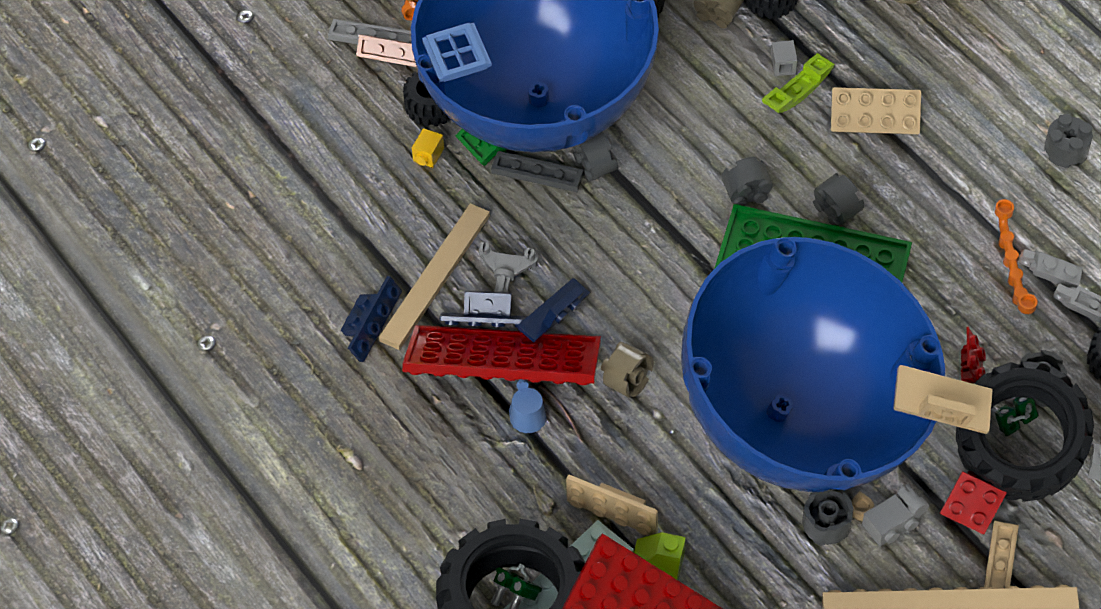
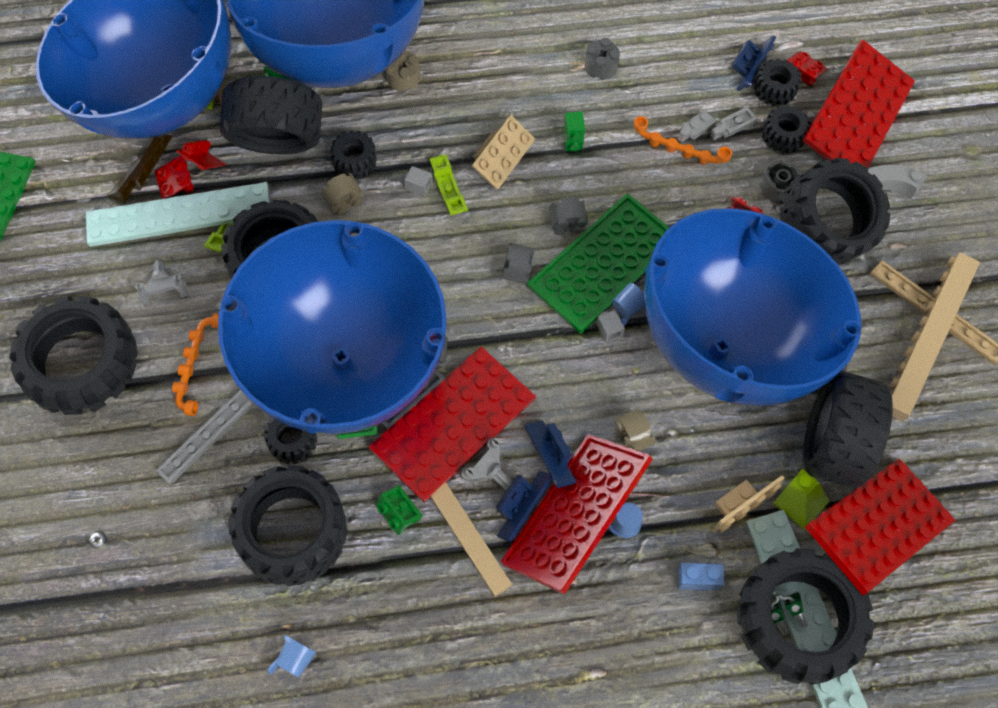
camera: 65 degrees left, 10 degrees up
(223, 207) = (292, 658): none -> medium blue hat
(334, 98) = (262, 493): none -> black tyre
(369, 318) = (471, 595): dark blue bracket -> none
(385, 50) = (227, 437): plate -> none
(416, 218) = (398, 509): none -> green bracket
(427, 148) = (337, 465): yellow brick -> none
(475, 45) = (315, 407): medium blue piece -> none
(506, 498) = (700, 576): none -> medium blue brick
(523, 212) = (452, 424): none -> red plate
(745, 539) = (848, 430): none -> black tyre
(943, 399) = (816, 240): tan bracket -> none
(947, 155) = (574, 131): none -> green brick
(973, 502) = (859, 273): red hinge -> none

